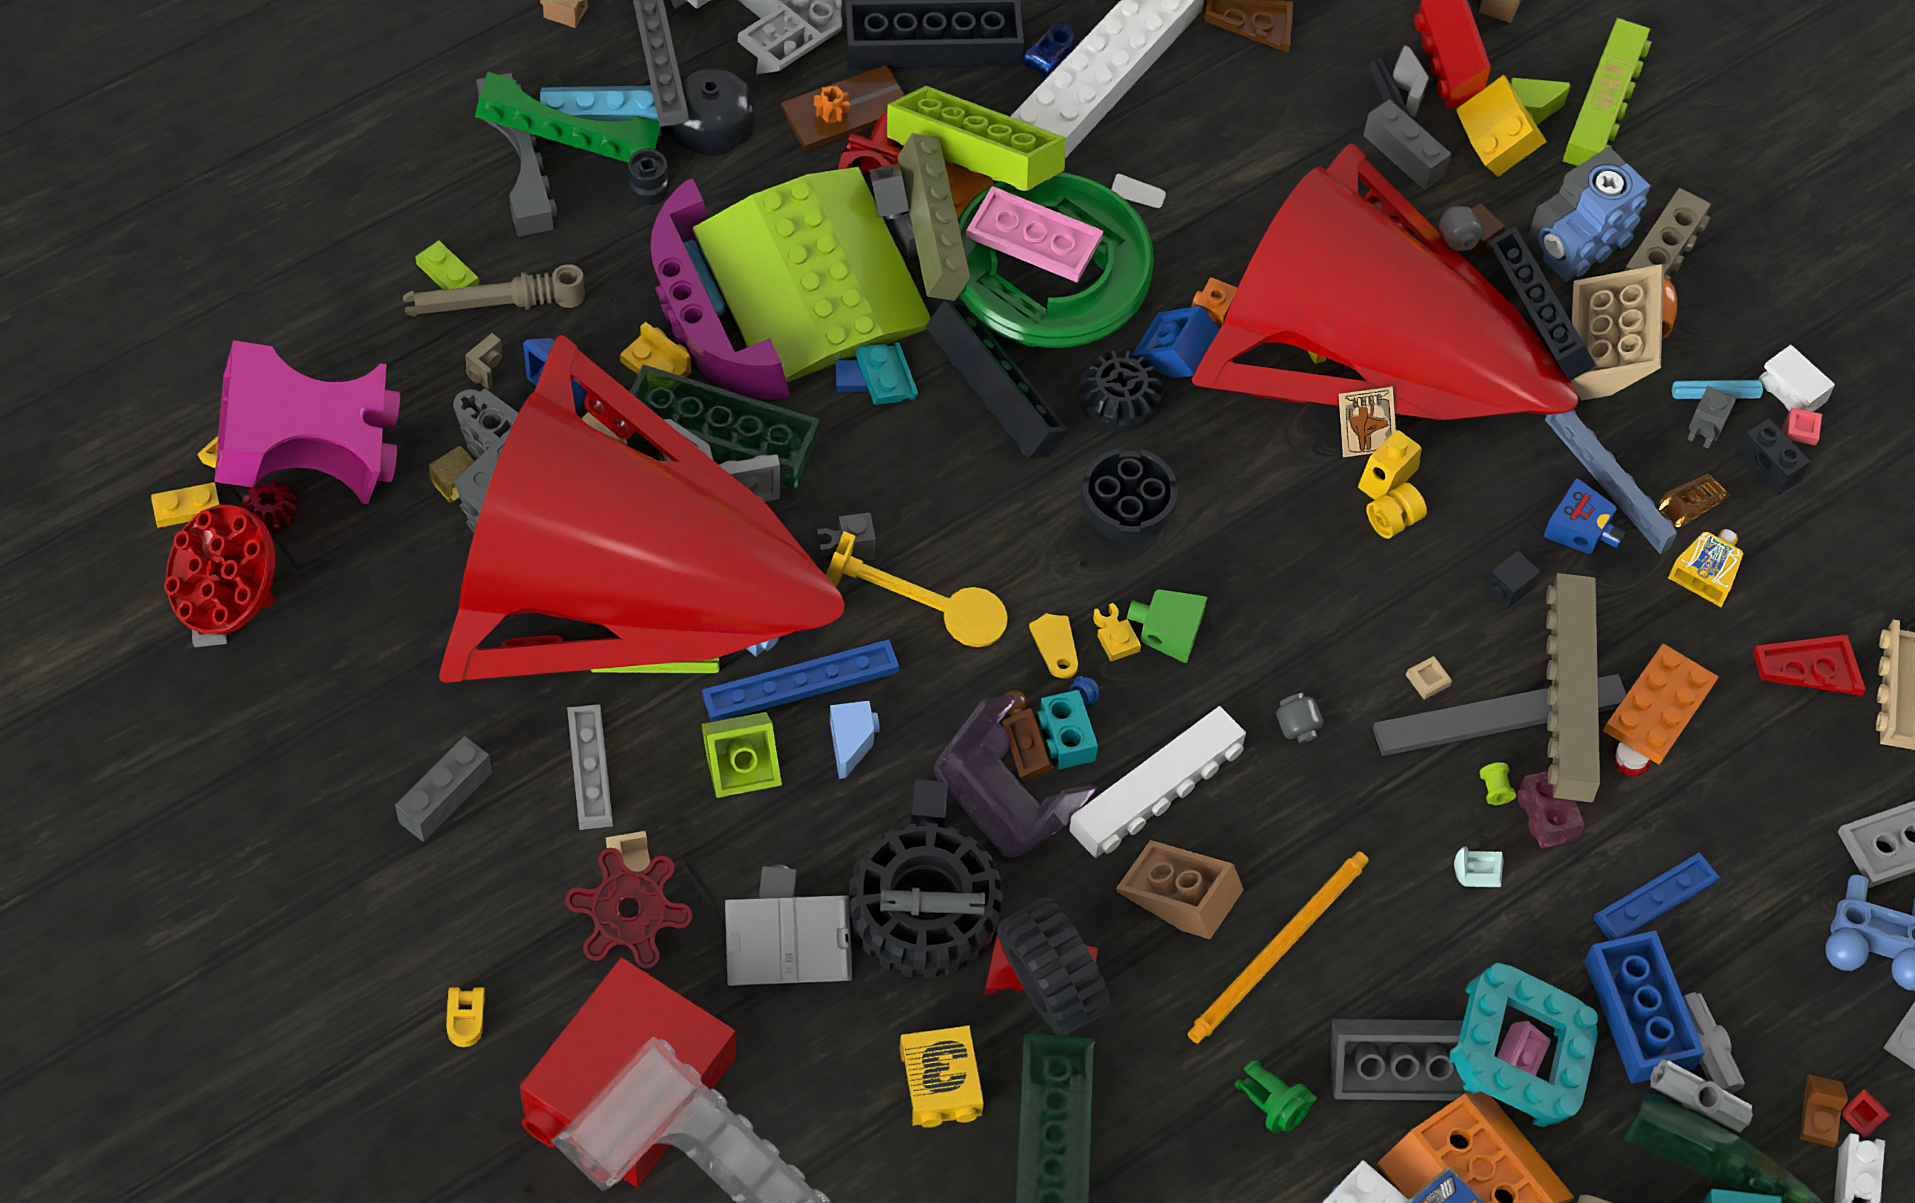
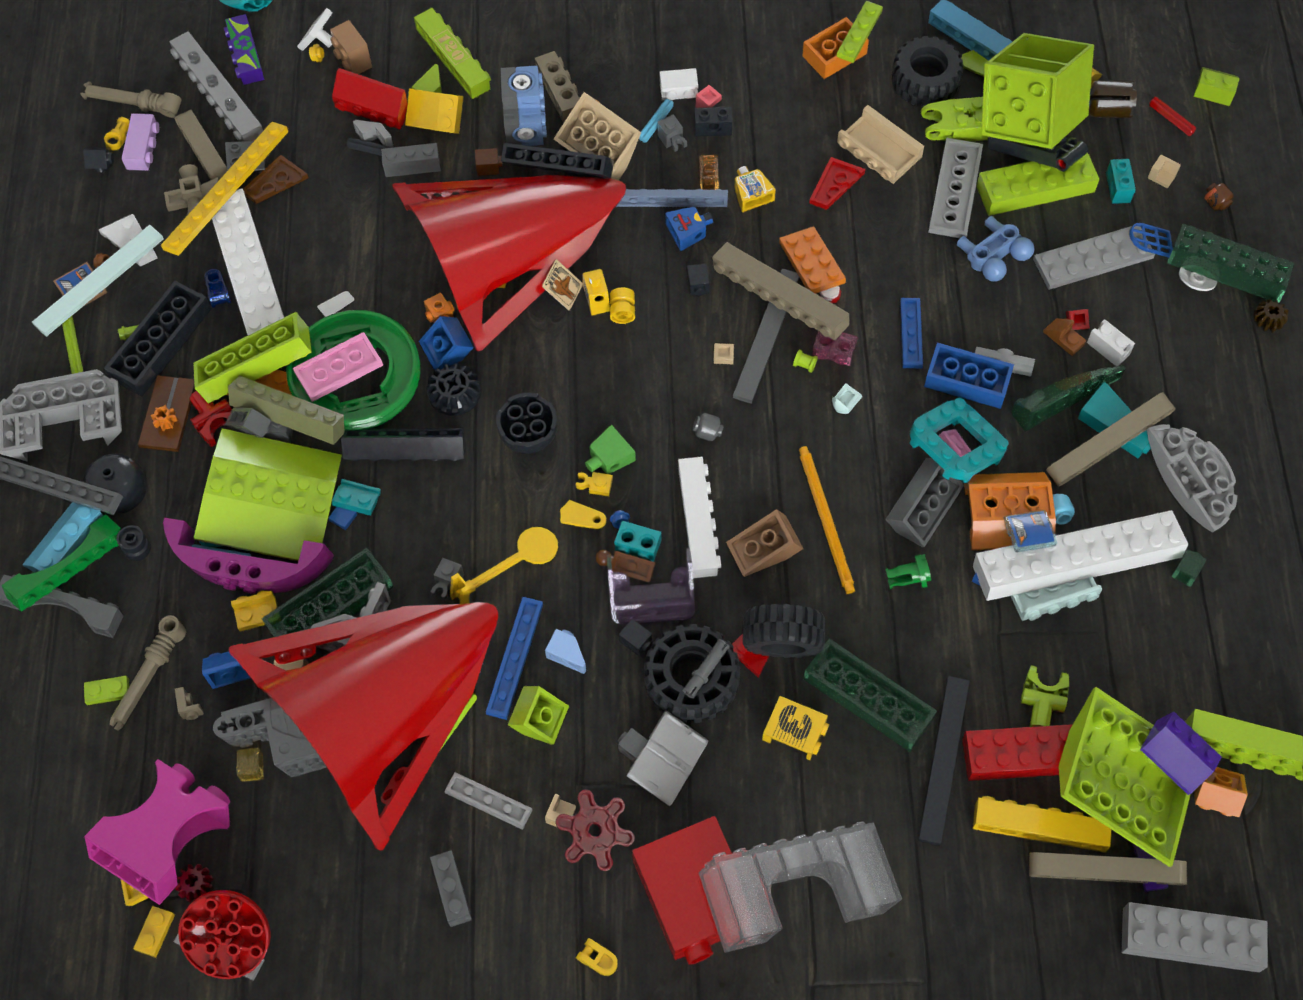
camera: 50 degrees left, 5 degrees up
(1460, 228) = (486, 167): dark grey head -> none
(1686, 1089) = (1031, 381): light grey piece -> none

